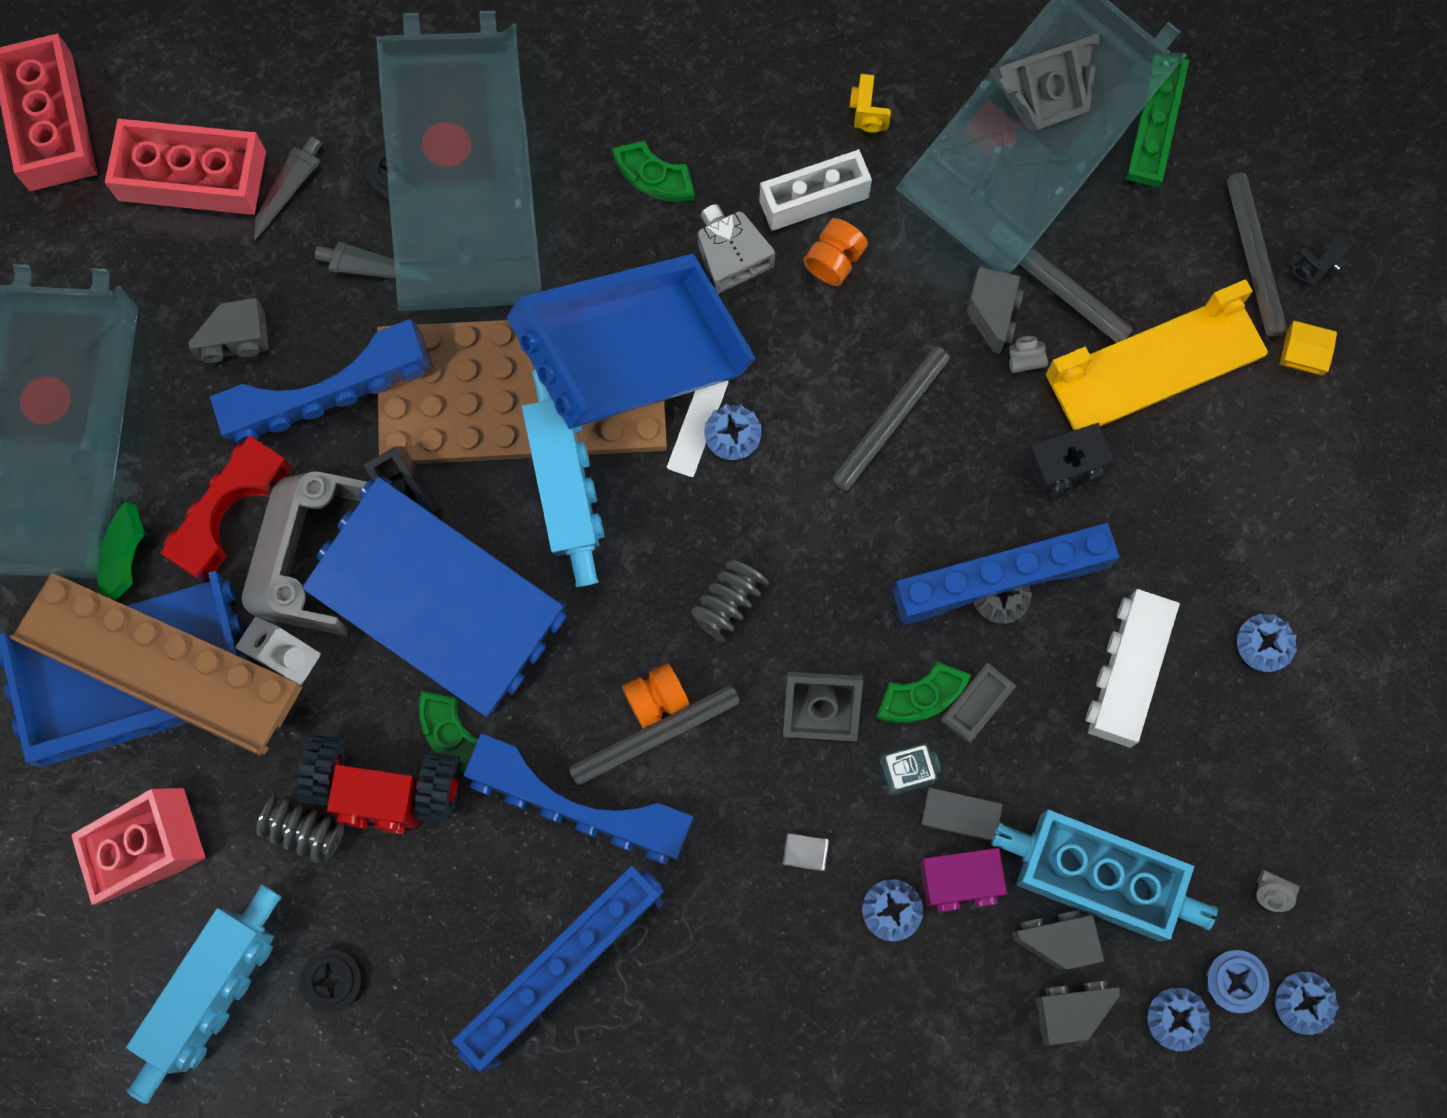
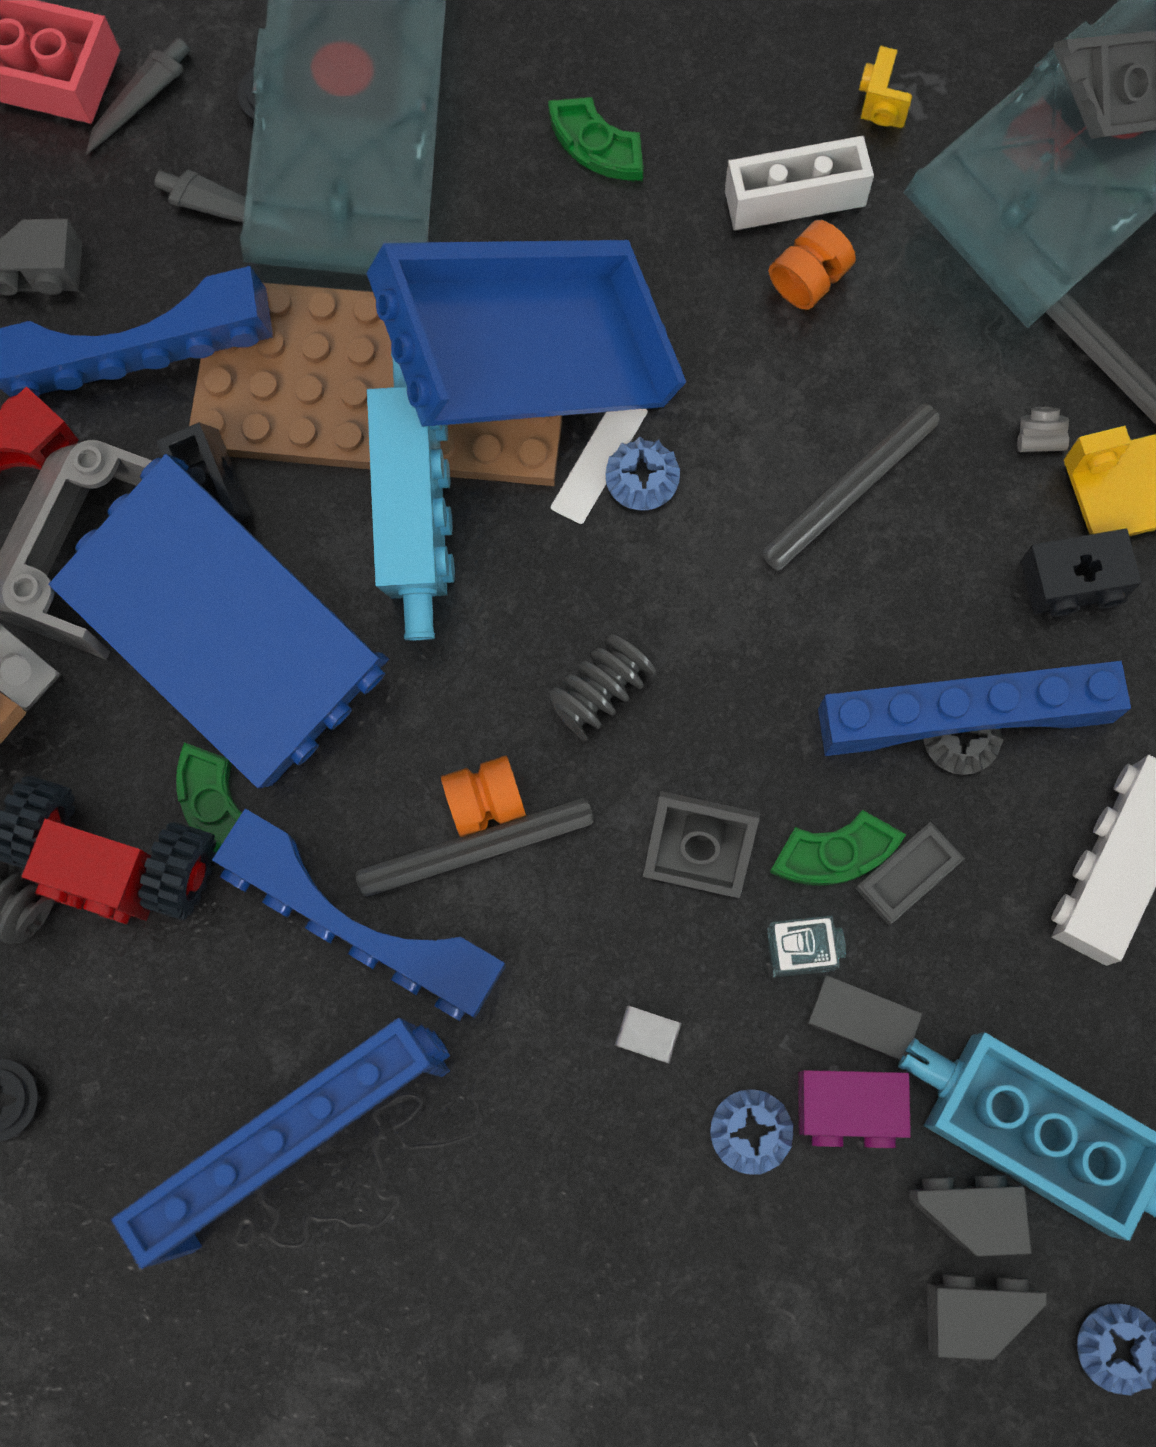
camera: 15 degrees right, 0 degrees up
(732, 248) = (680, 243): light grey torso -> none
(991, 306) = (1006, 360): dark grey slope -> none

